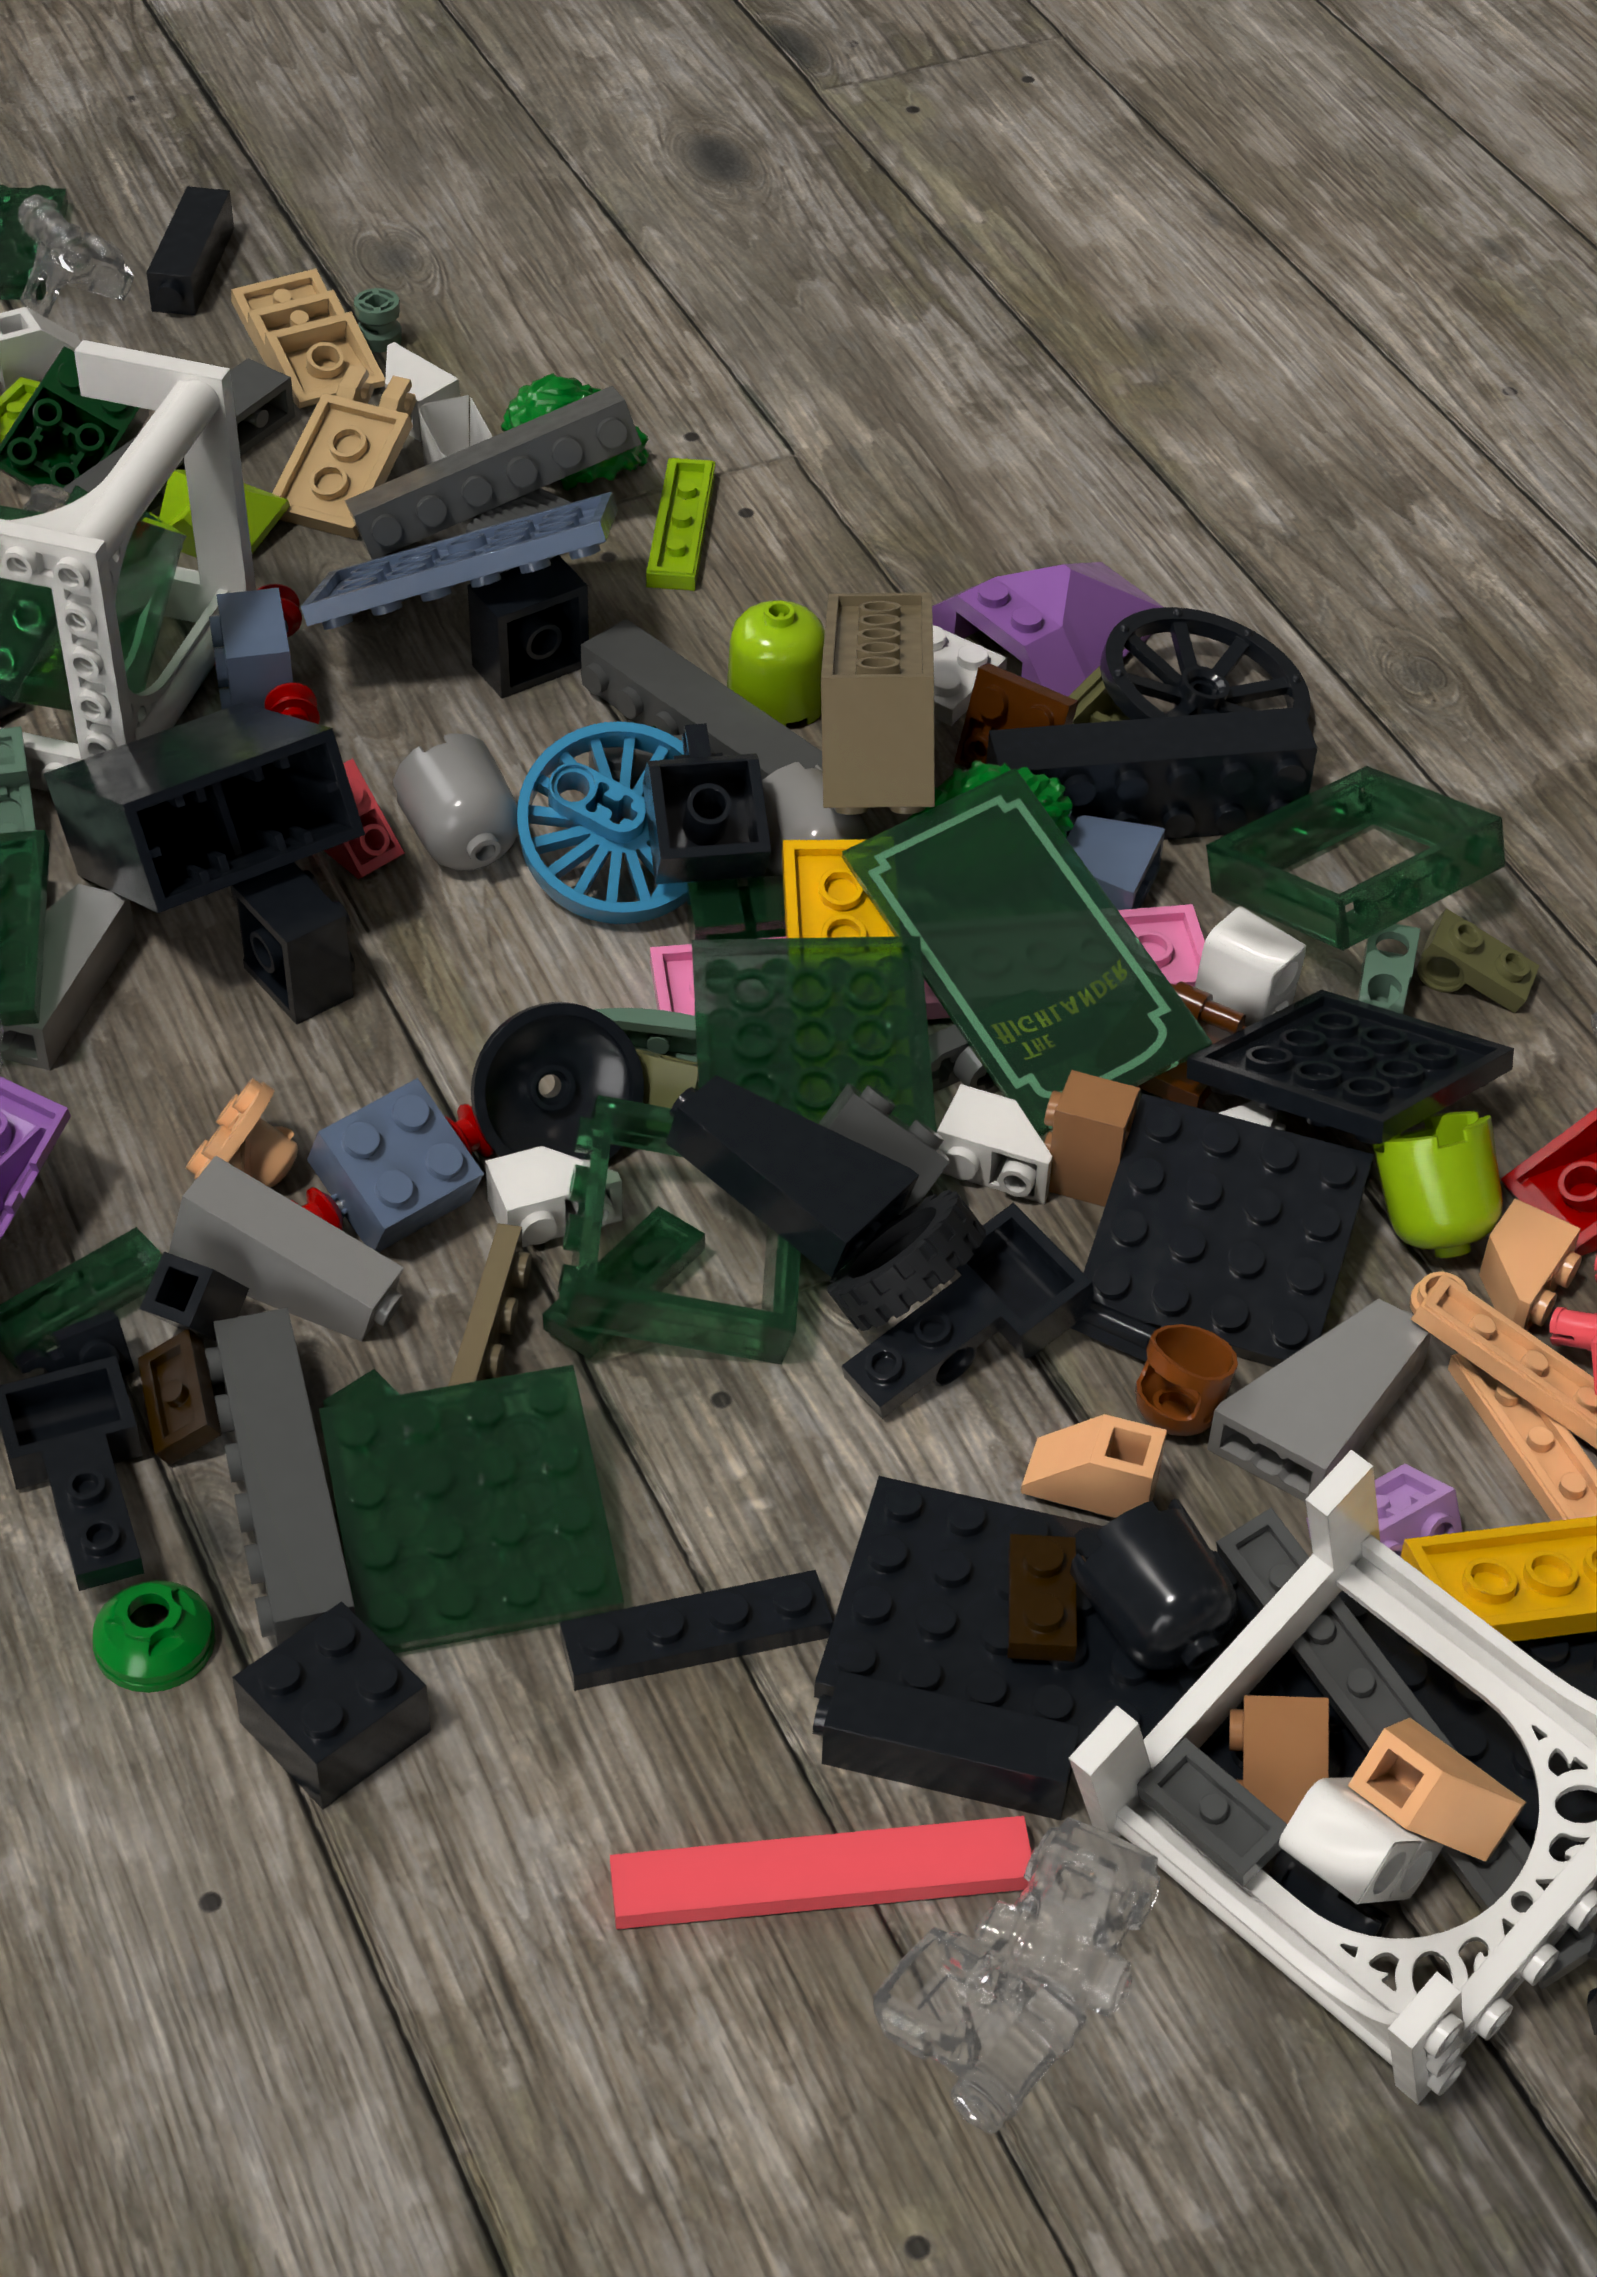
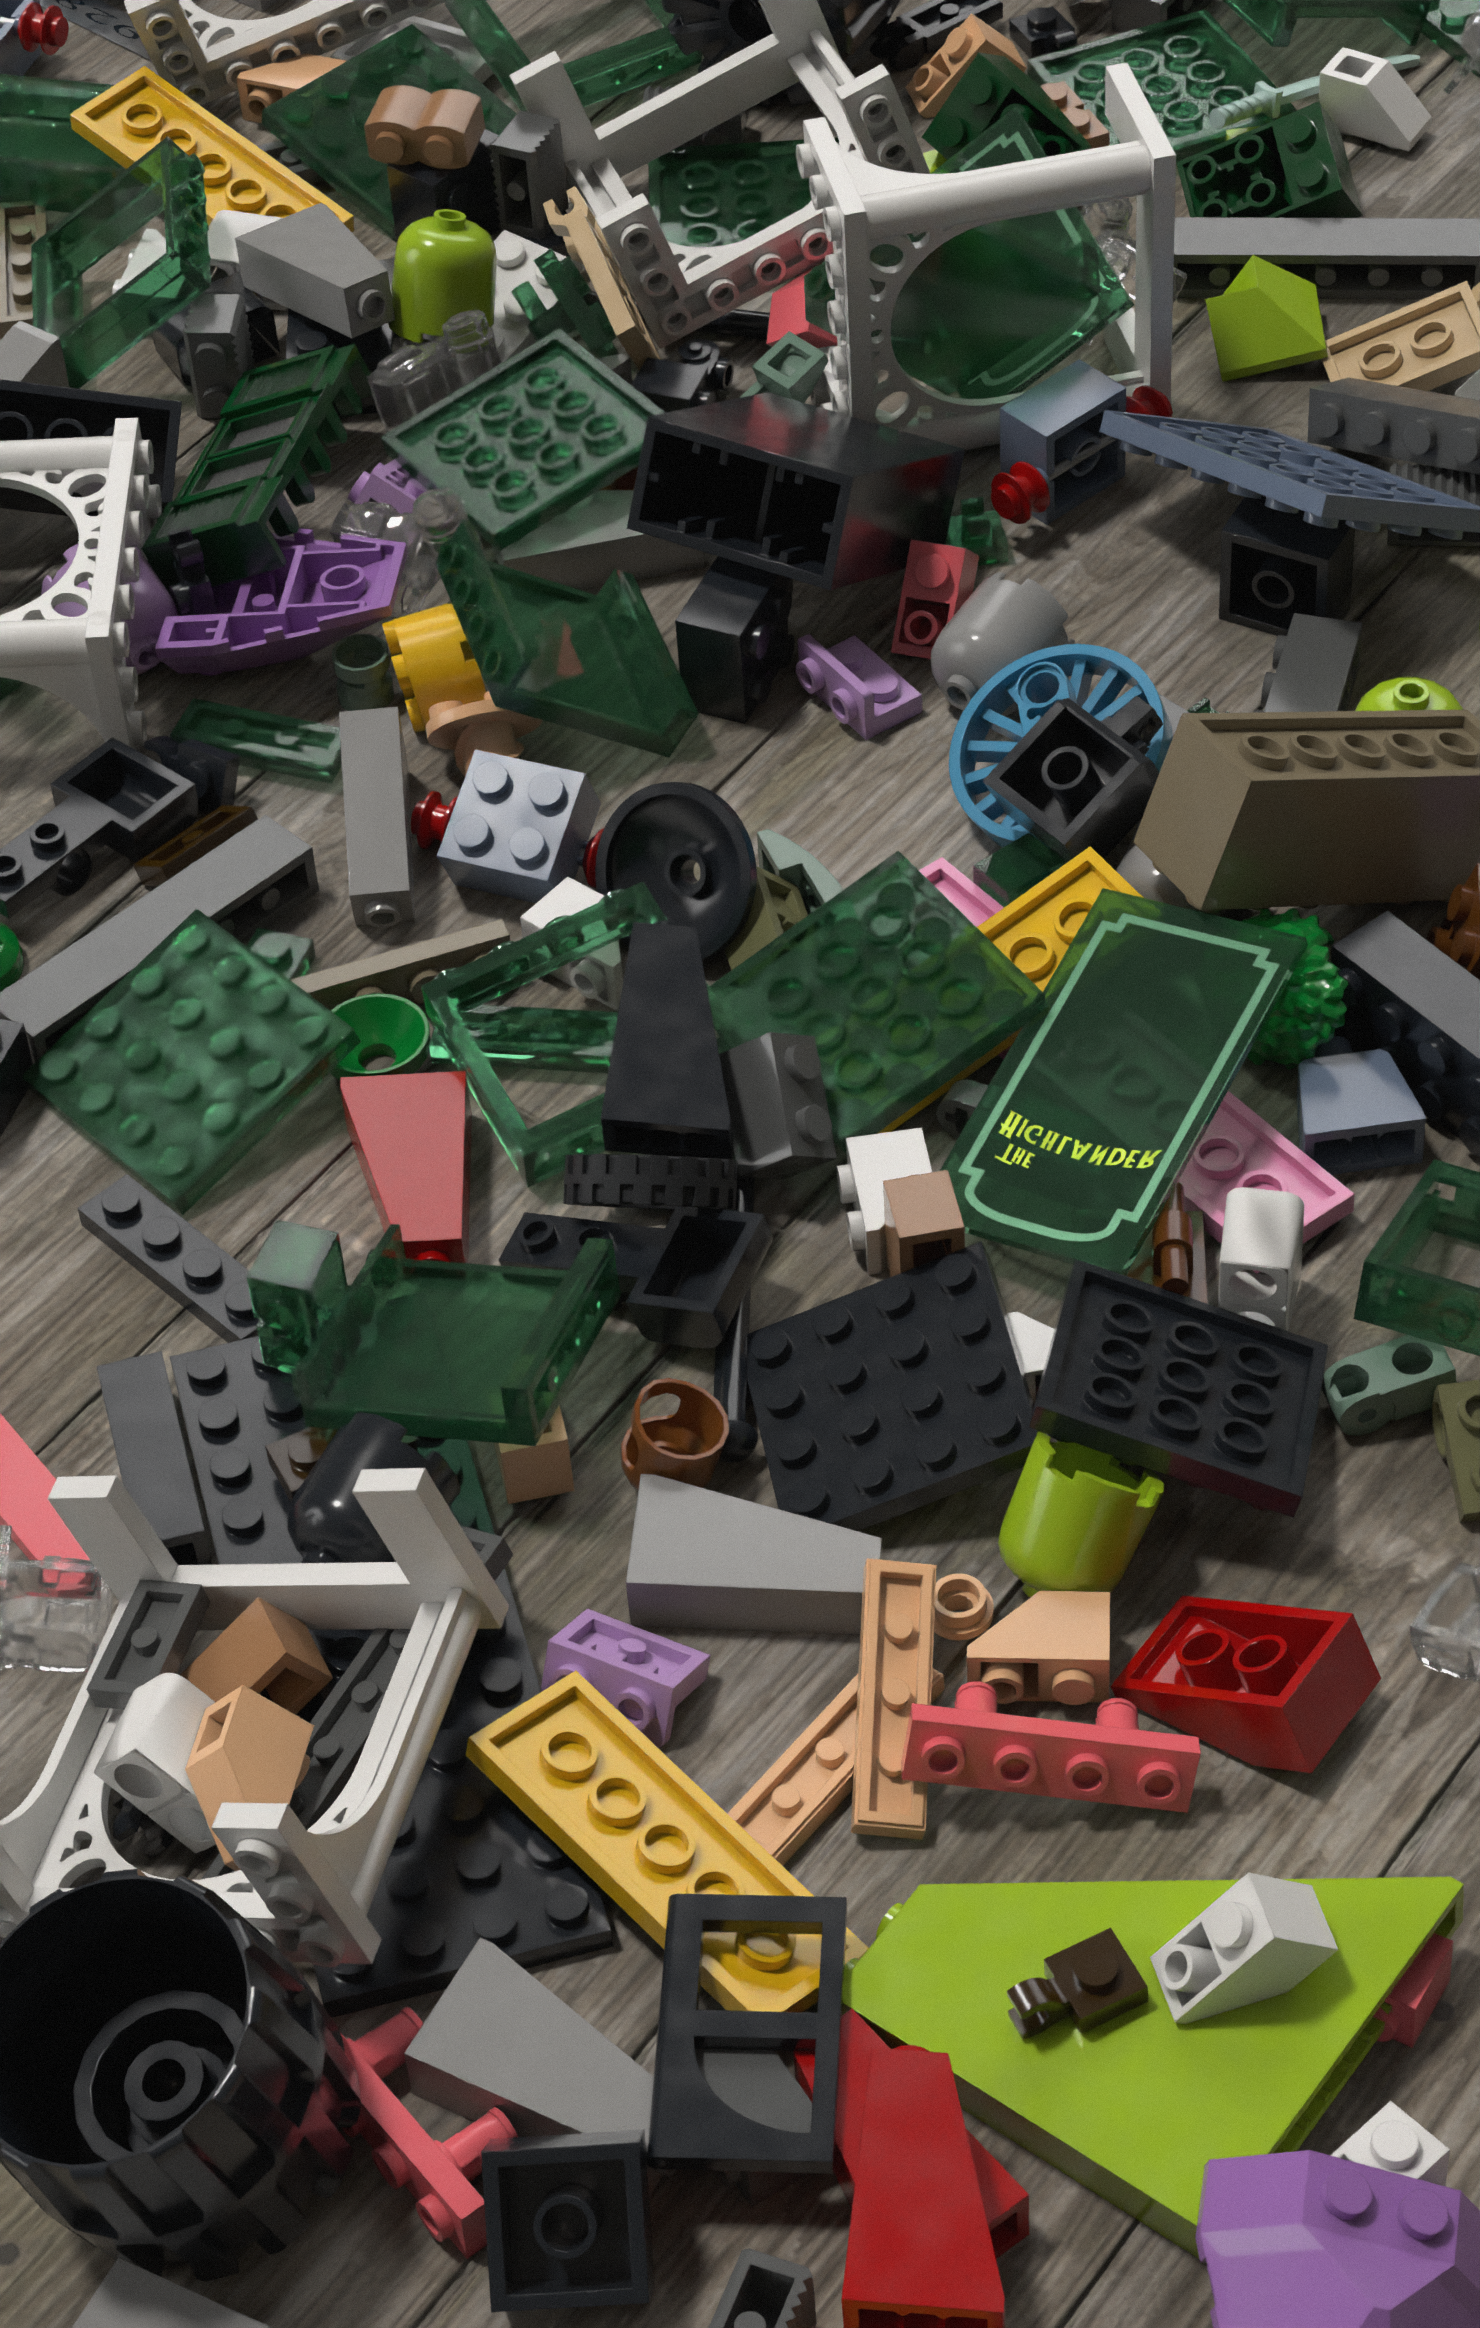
camera: 65 degrees right, 0 degrees up
(66, 1191) = (362, 681): none -> sand green wheel
(130, 1129) = (433, 662): none -> yellow brick
(192, 1295) = (290, 792): black brick -> none
(210, 1029) = (567, 651): none -> clear green panel
(393, 909) = (856, 685): none -> lavender bracket
(557, 1347) = (385, 1027): none -> green piece
(729, 1417) = (415, 1156): none -> slope
(888, 1532) = (295, 1290): none -> clear green piece
(1012, 1451) = (456, 1344): none -> clear green panel

